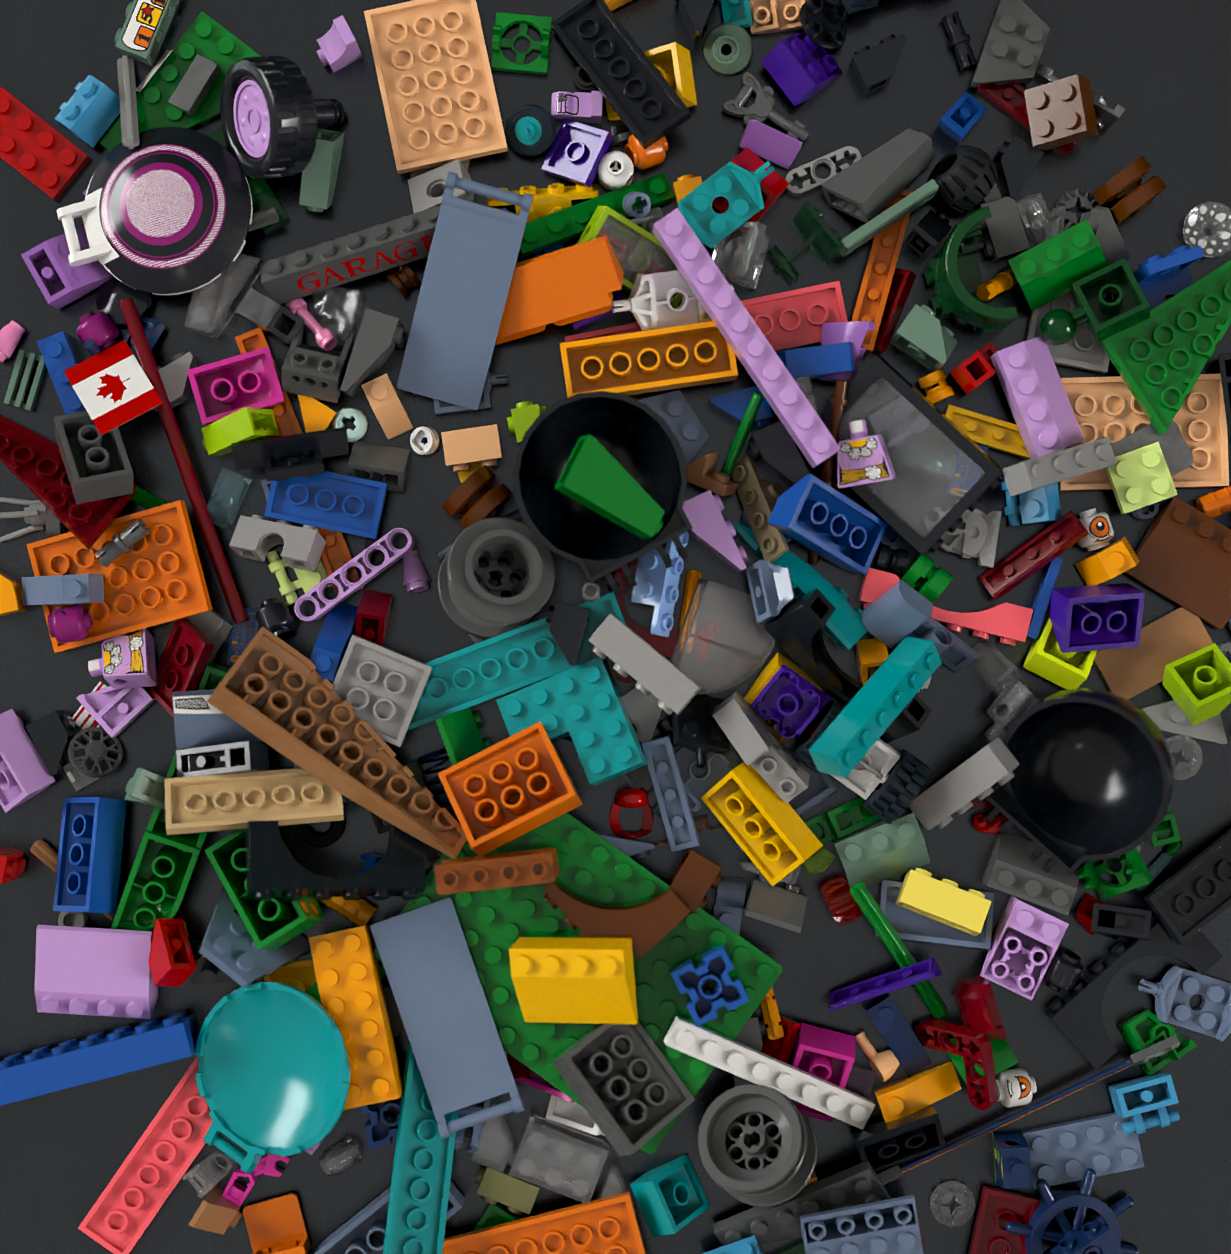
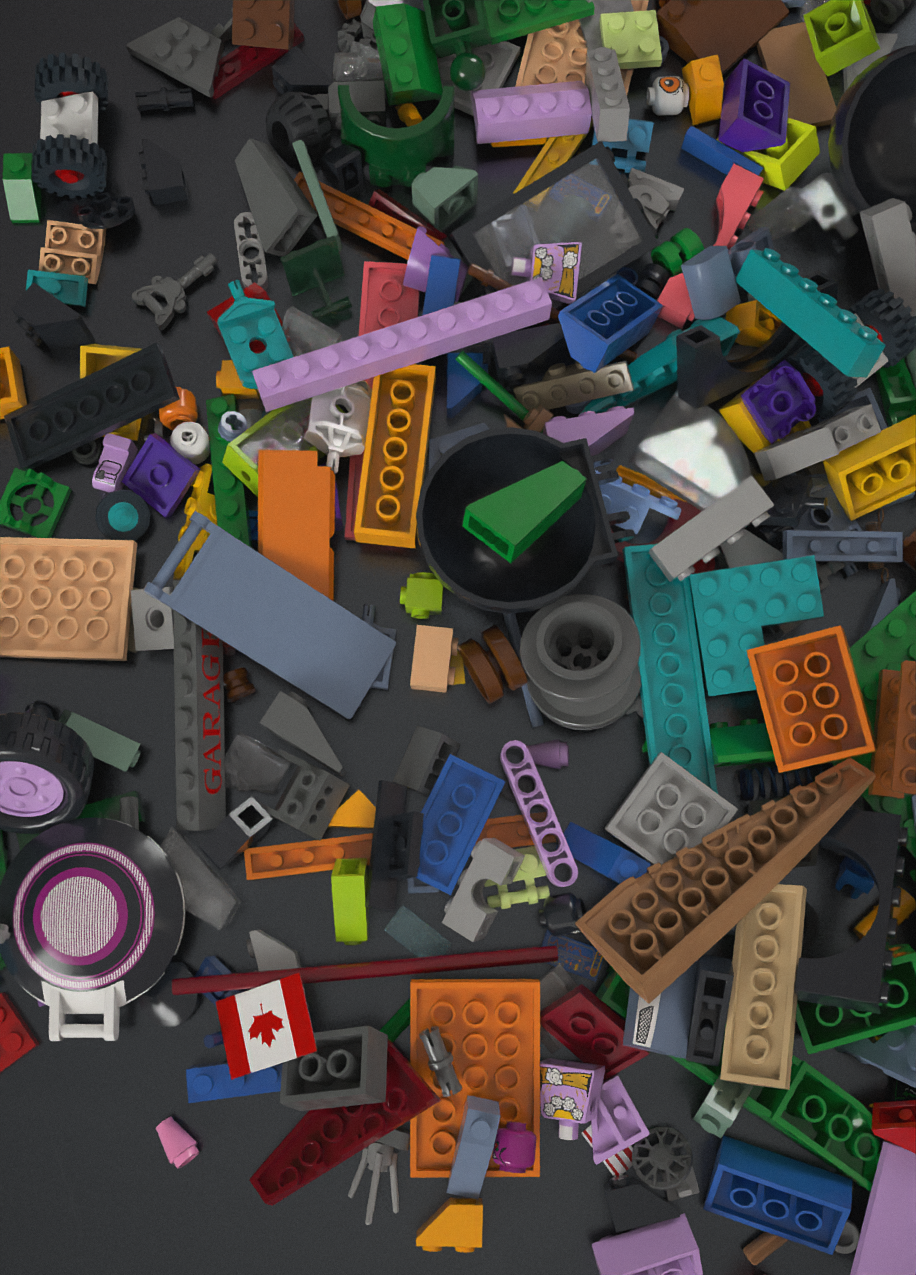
camera: 80 degrees left, 10 degrees down
(15, 378) = (220, 1141): sand green tile -> none
(56, 277) = (119, 1061): medium lavender slope -> none
(99, 329) = (193, 1029): magenta head -> none
(236, 384) = (301, 889): dark pink slope -> none
(324, 337) = (276, 780): bright pink bar -> none
(360, 422) = (362, 779): light aqua piece -> none
(373, 616) = (586, 808): dark red slope -> none
(387, 406) = (365, 736): light nougat slope -> none
(424, 440) = (412, 707): white tile -> none
(568, 628) = (654, 597): black slope -> none
(591, 592) = (620, 570): flat silver bar -> none
(631, 799) = (838, 591): red piece -> none
(741, 49) = (103, 322): sand green piece -> none
(769, 589) = (660, 392): sand blue slope -> none
(770, 144) = (207, 290): medium lavender slope -> none
(801, 67) = (142, 244): dark purple slope -> none
(939, 392) = (484, 197): light orange wheel -> none
(961, 117) = (241, 113): blue slope -> none
(975, 369) = (487, 157): red brick -> none
(1033, 555) = (680, 151): dark red tile -> none

